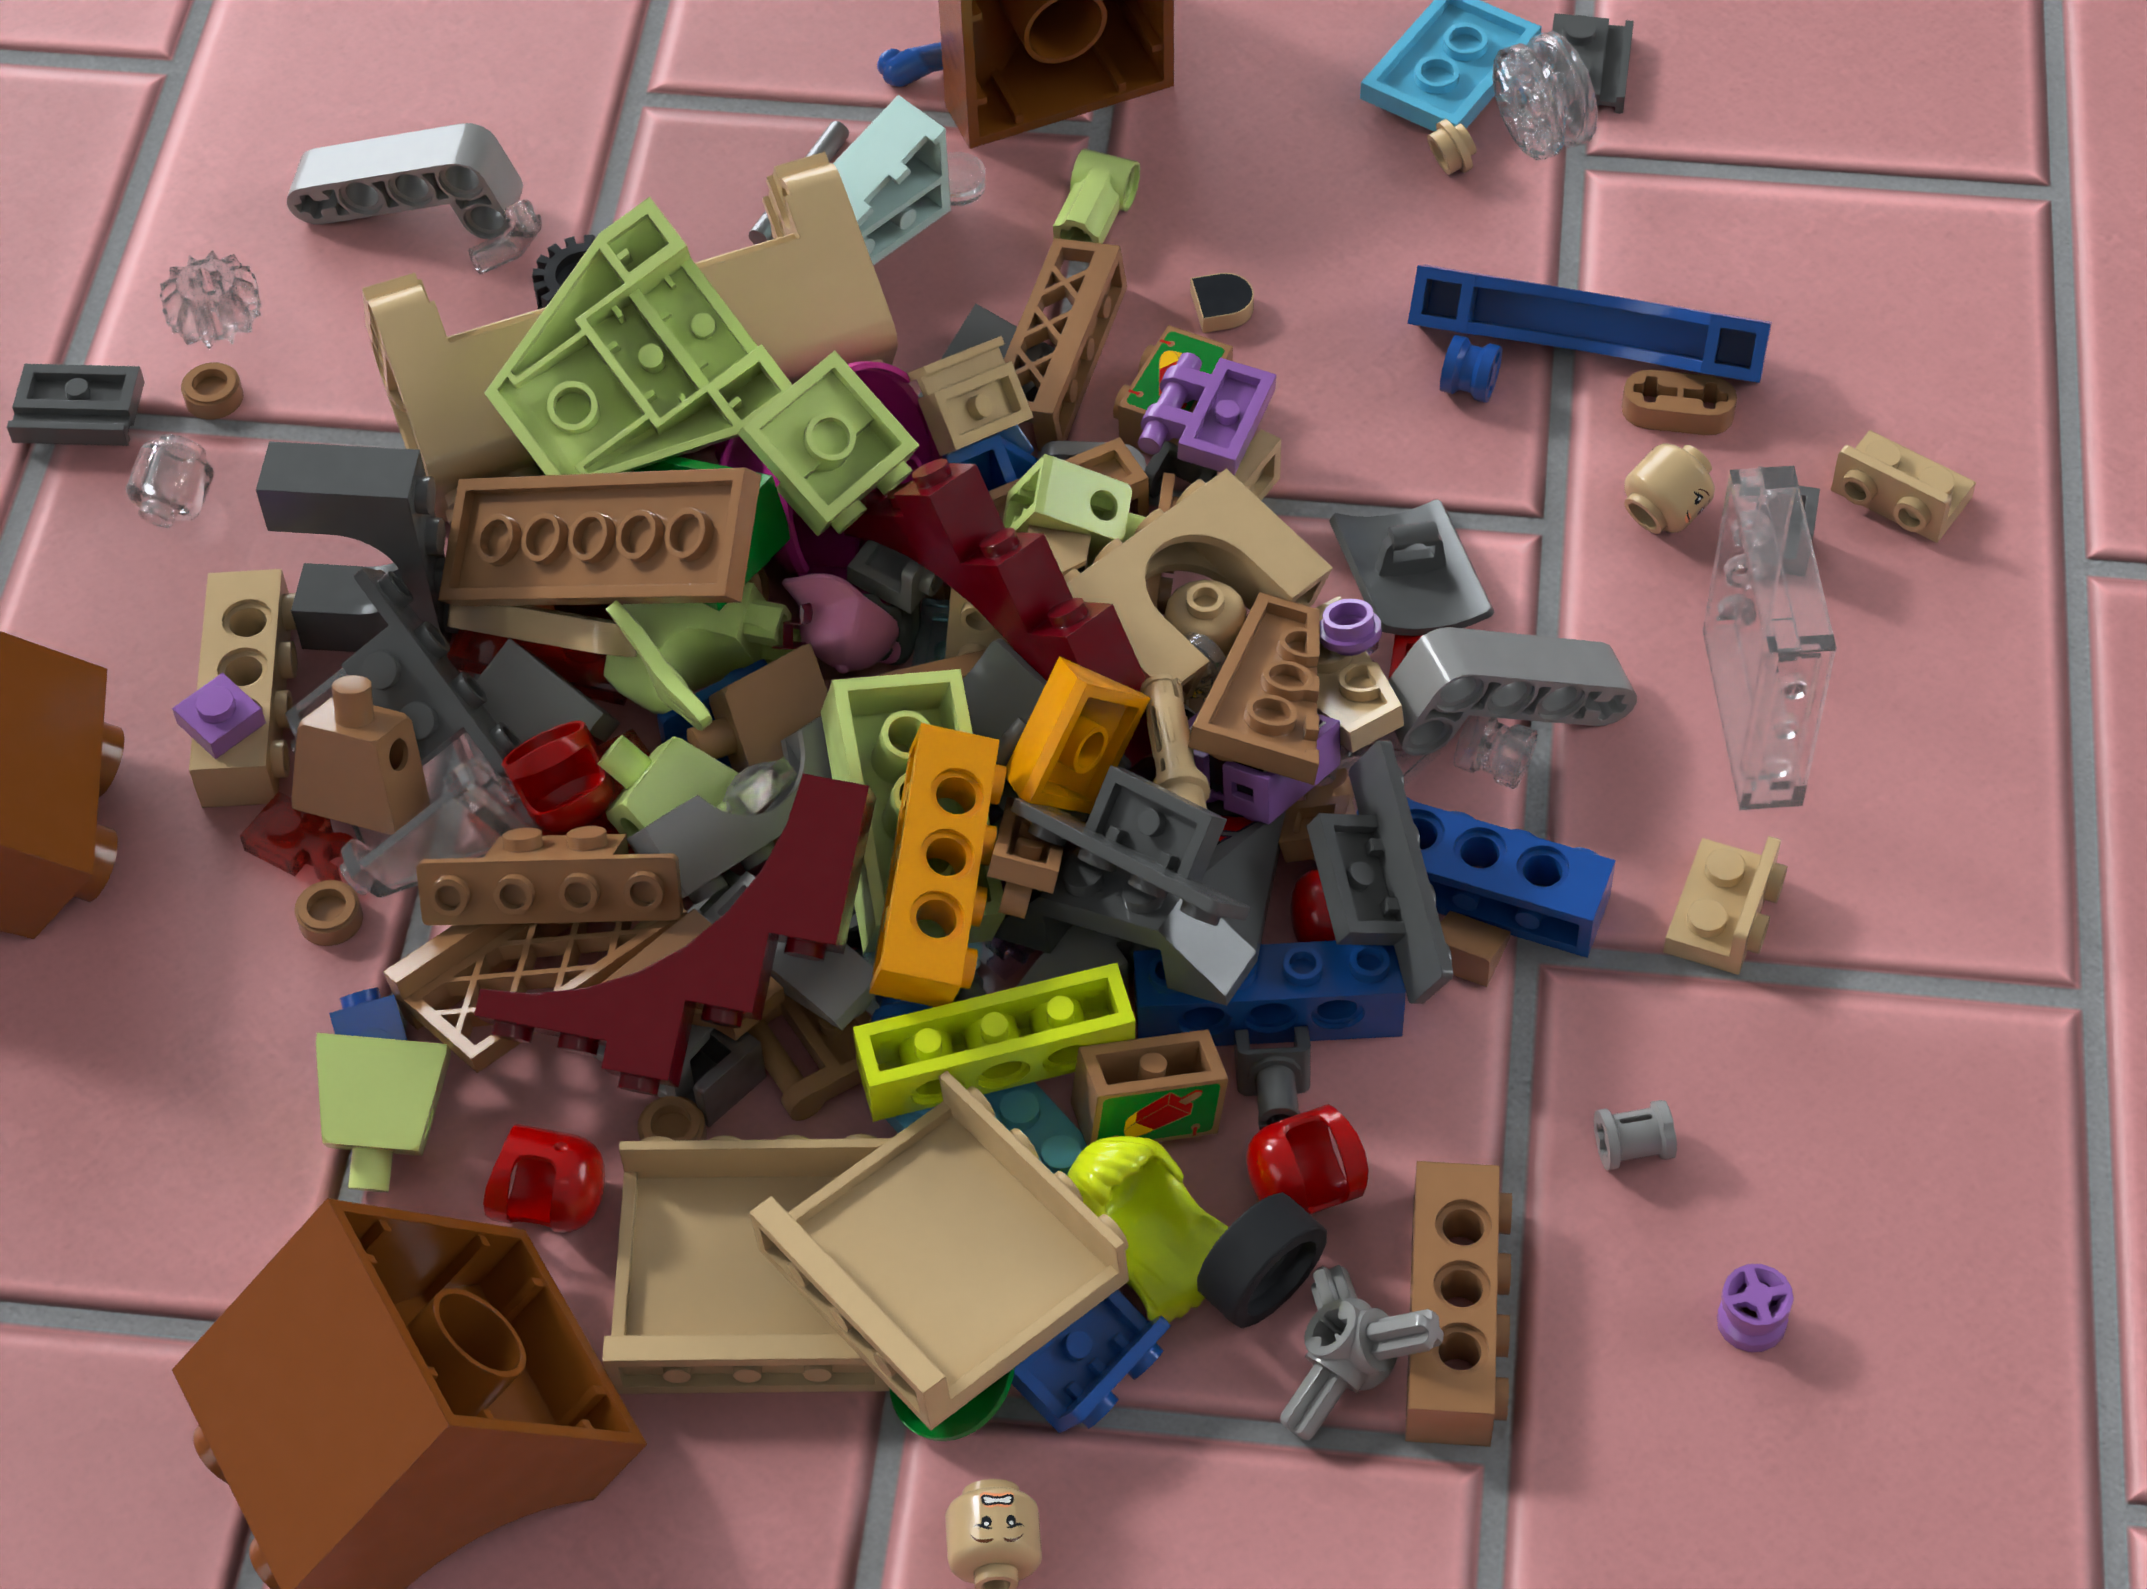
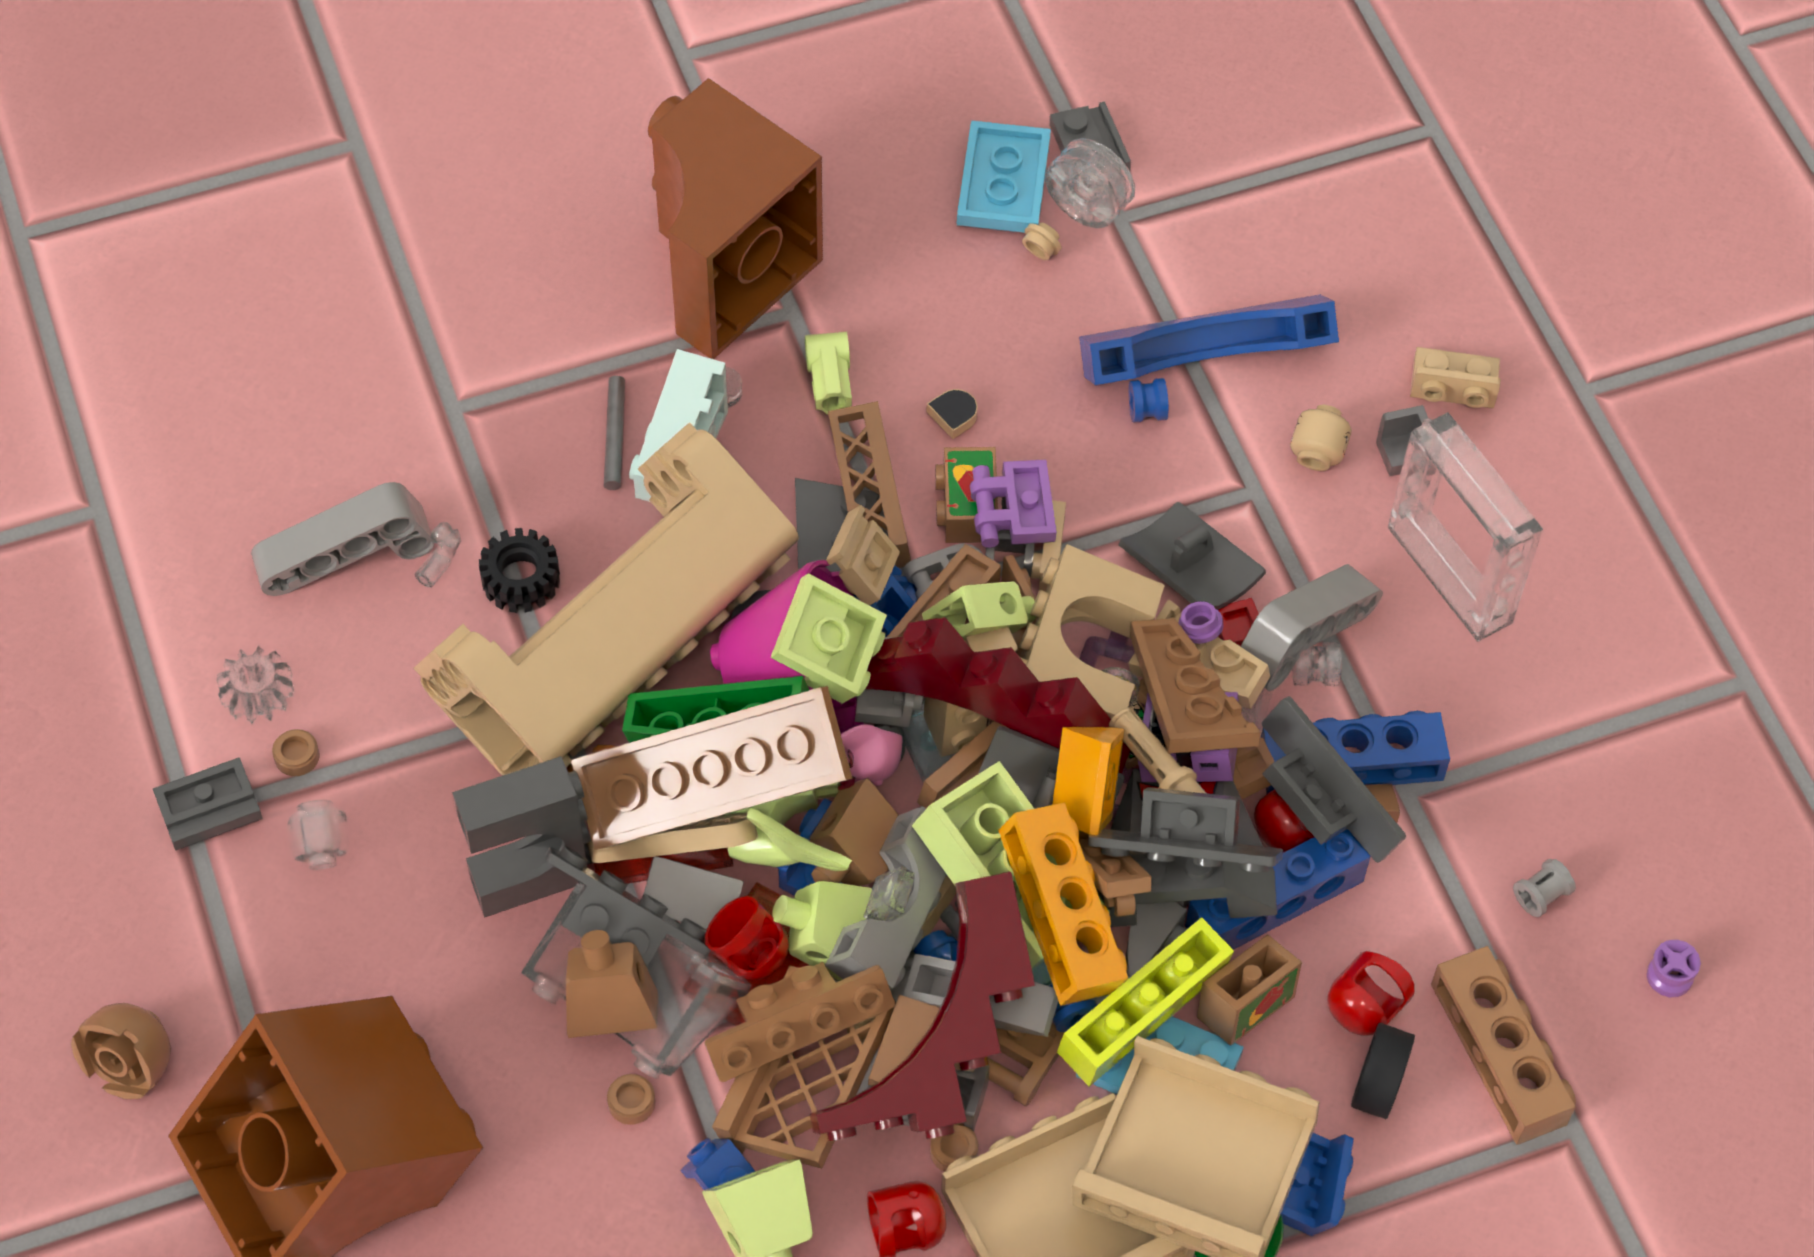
camera: 30 degrees left, 5 degrees up
(219, 715) = (485, 995): medium lavender plate -> none
(248, 641) = (498, 1026): tan brick -> none
(293, 839) = (574, 1057): clear red plate -> none
(633, 359) = (661, 632): yellowish green wedge -> none
(909, 65) = (634, 318): blue arm -> none
(1163, 1224) = (1287, 1061): neon yellow piece -> none
(1209, 610) = (1103, 647): tan head -> none
(1273, 1074) = (1311, 944): dark grey piece -> none
(1351, 1348) = (1463, 1101): light grey bush -> none
(1679, 402) = (1287, 372): medium nougat beam -> none
(1723, 904) = (1510, 710): tan bracket -> none

